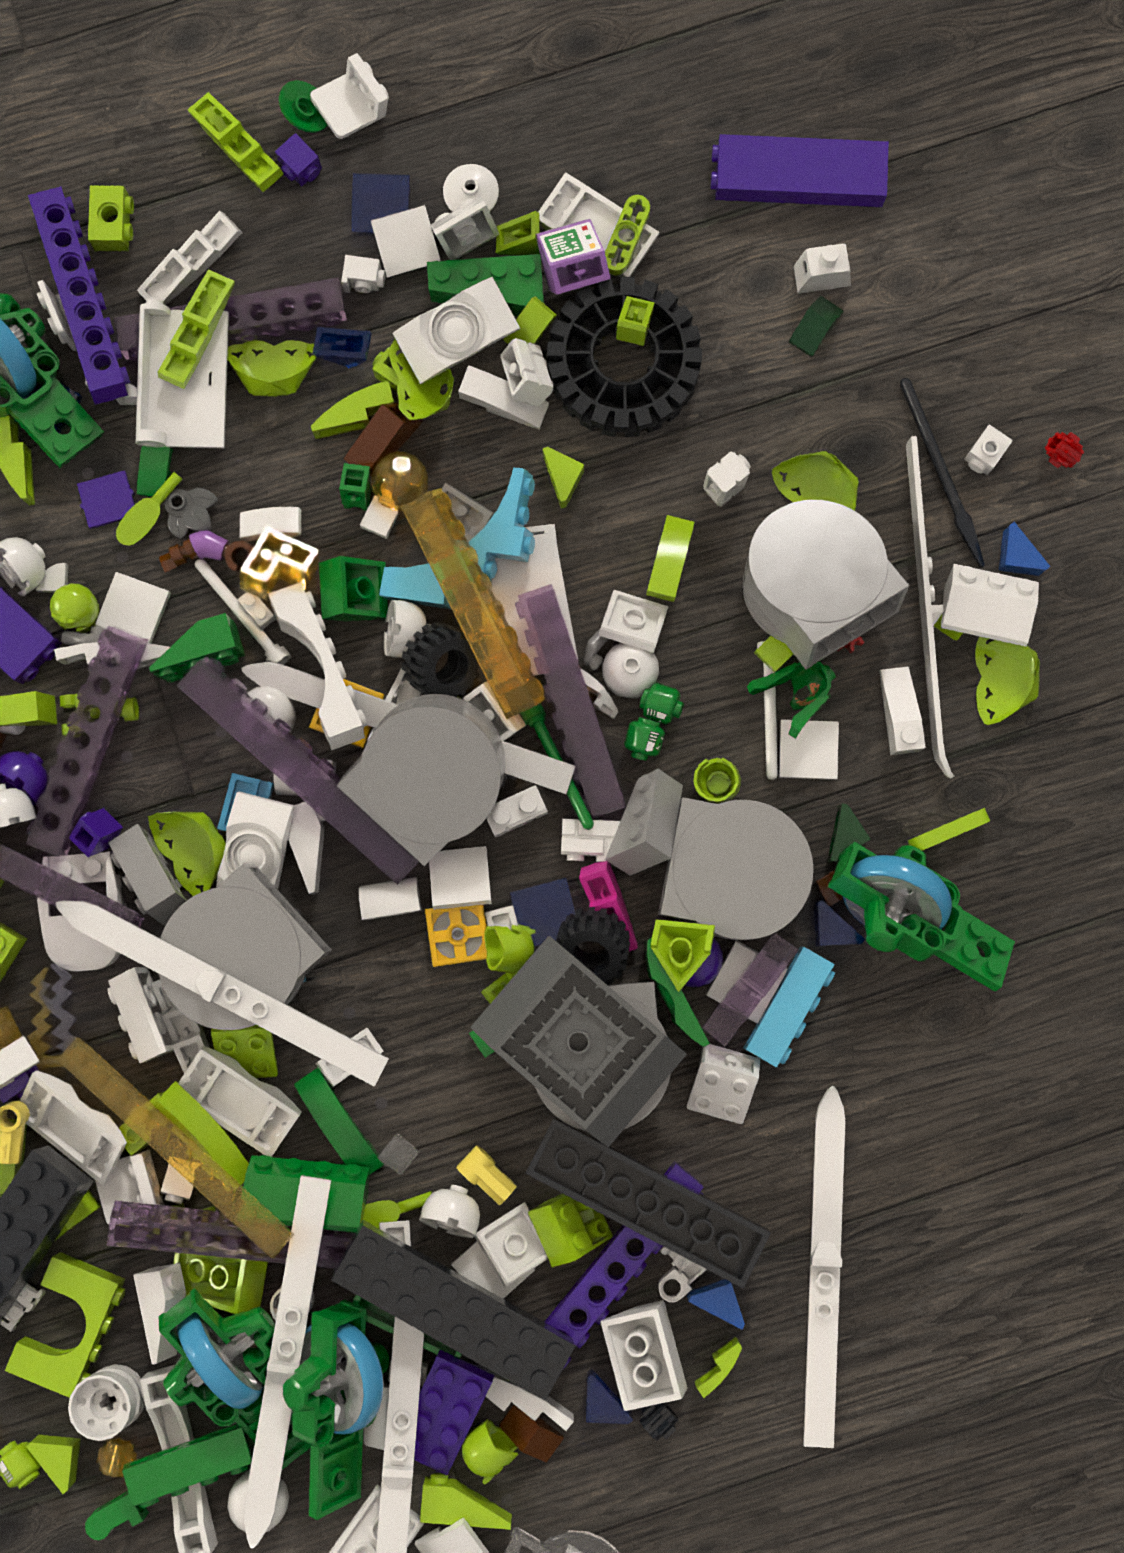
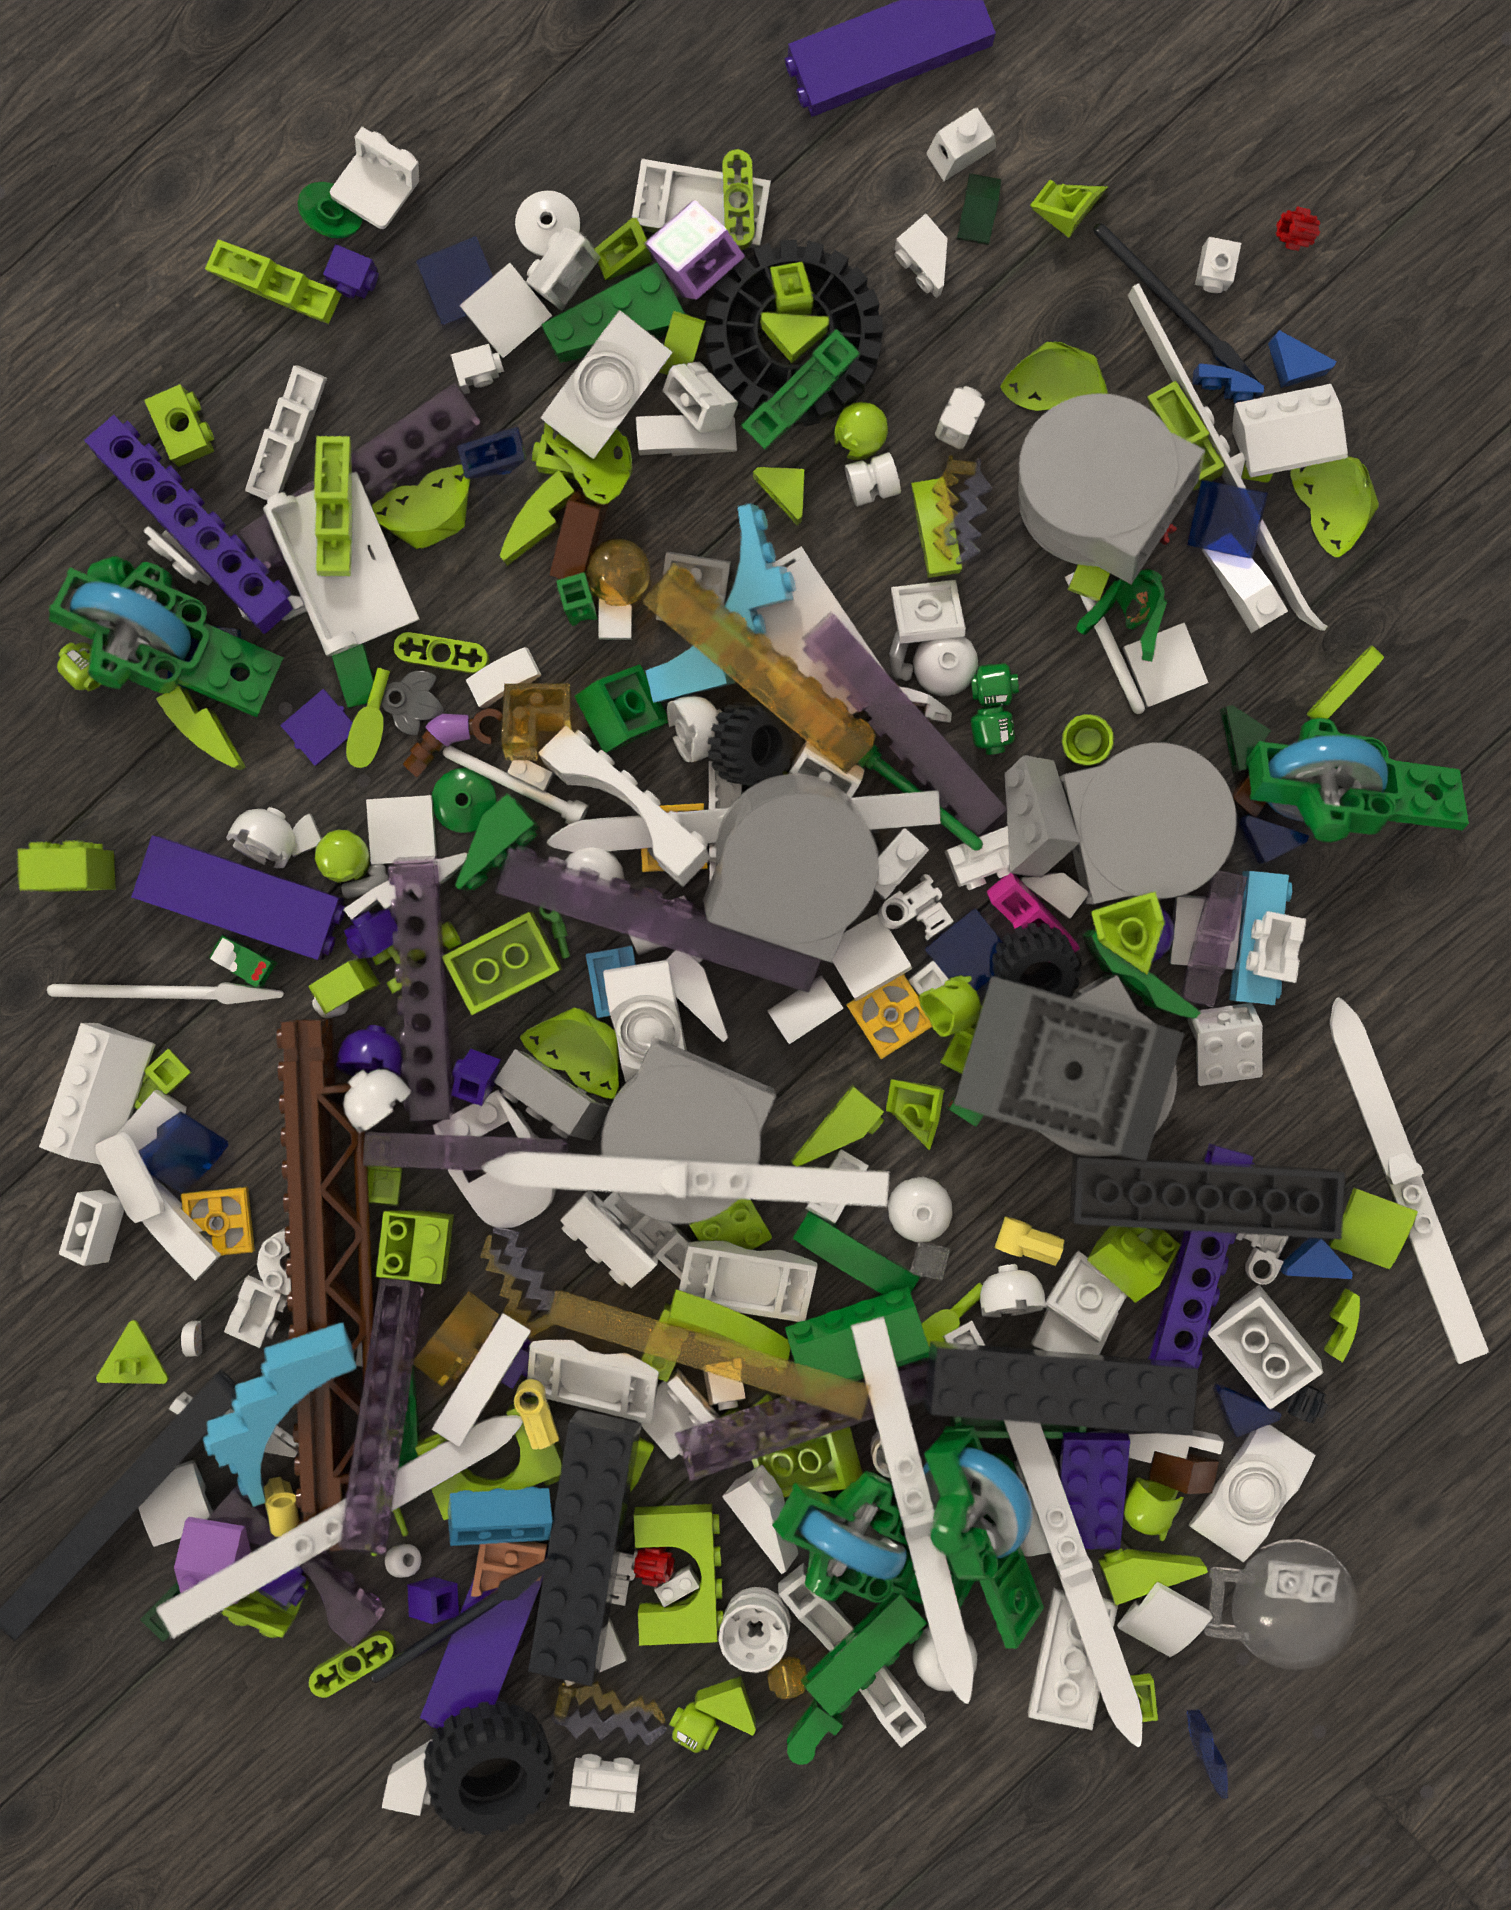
camera: 25 degrees left, 5 degrees up
(50, 1308) = (654, 1565): none -> red gear
(62, 1334) = (680, 1584): none -> white piece
(65, 678) = (371, 933): none -> dark purple brick
(160, 749) = (502, 963): none -> lime brick
(207, 599) = (480, 799): none -> green dish
(218, 465) = (416, 657): none -> lime beam
(220, 744) = (558, 929): none -> bright green hand
(379, 1007) = (843, 1125): none -> lime slope
(409, 1107) = (920, 1209): none -> white cylinder
(444, 1020) = (916, 1108): none -> lime slope
(523, 856) = (922, 905): none -> white piece
(581, 1477) = (1253, 1491): none -> white slope
(608, 401) = (801, 390): none -> green slope
(622, 353) = (793, 332): none -> lime slope
(636, 497) = (872, 479): none -> white wheel
(639, 893) = (1058, 891): none -> white slope
(644, 455) = (861, 429): none -> lime helmet
(717, 540) = (978, 487): none -> piece
(757, 338) = (924, 251): none -> white slope
(779, 1295) = (1374, 1228): none -> lime slope
(797, 1017) = (1276, 946): none -> white cylinder
(887, 353) = (1066, 204): none -> lime slope
(904, 556) = (1182, 420): none -> lime slope
(908, 653) = (1227, 519): none -> clear blue tile
(963, 550) = (1237, 385): none -> blue slope

